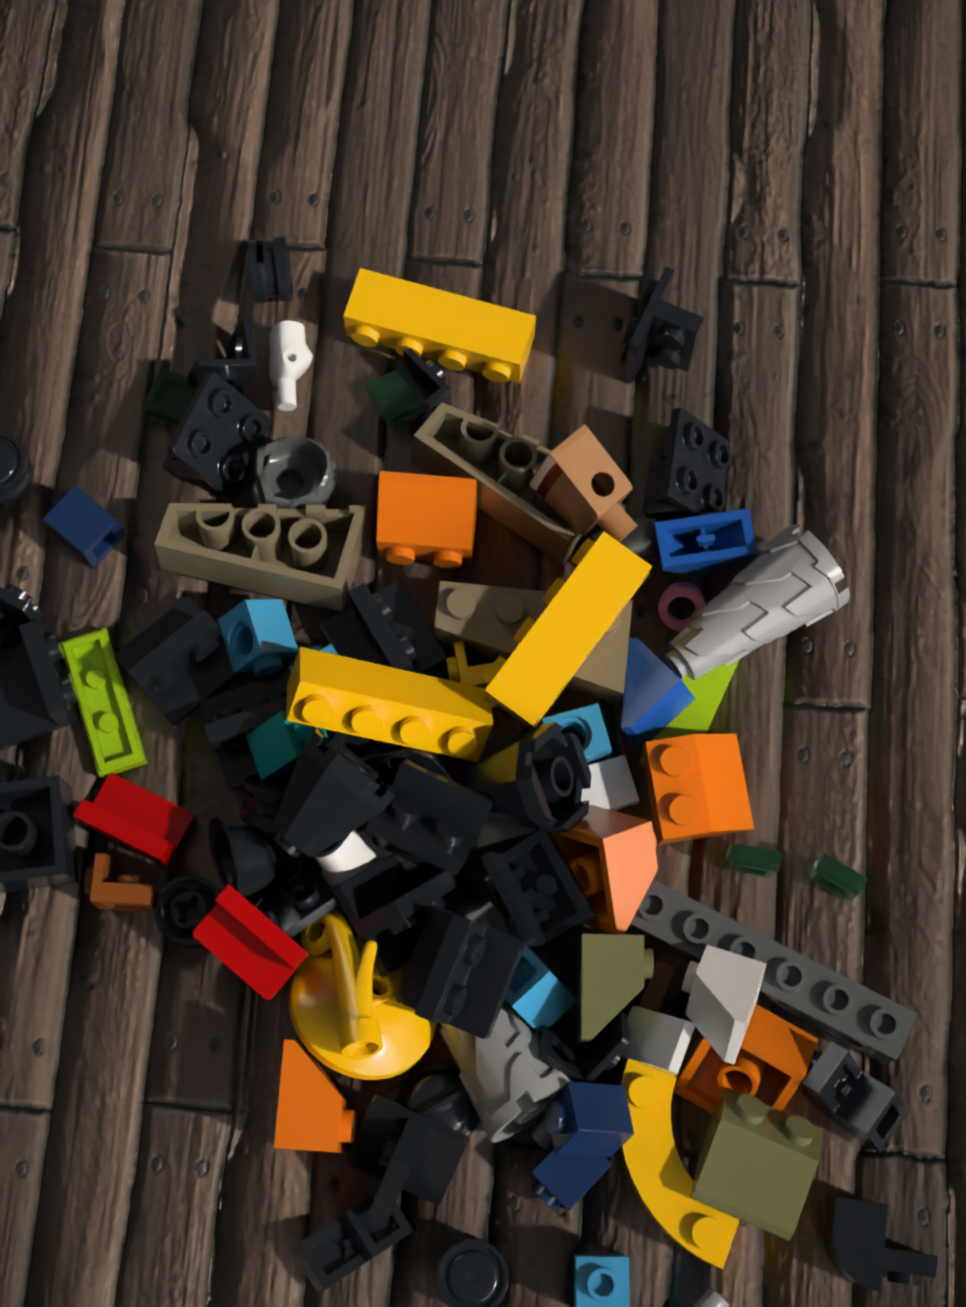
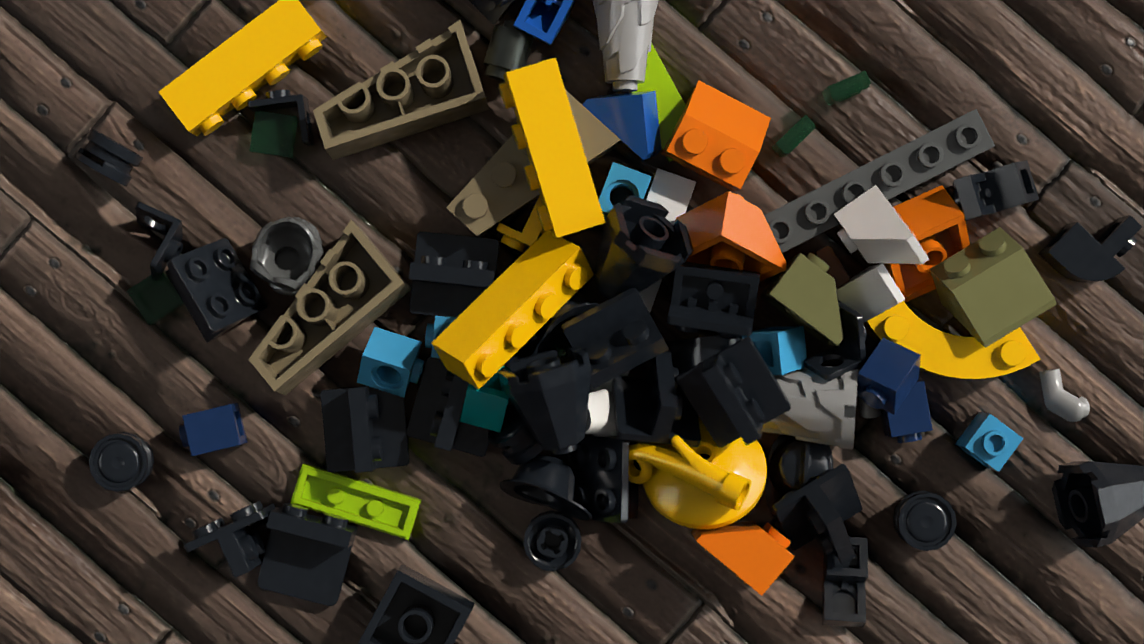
camera: 55 degrees left, 15 degrees up
(128, 894) = (508, 574): dark orange bracket -> none
(136, 819) = (458, 534): red panel -> none
(249, 943) = (615, 518): red panel -> none
(288, 360) = (191, 195): white piece -> none
(426, 518) = (391, 184): orange slope -> none
(585, 486) = (460, 58): medium nougat torso -> none
(675, 590) = (570, 39): bright pink piece -> none

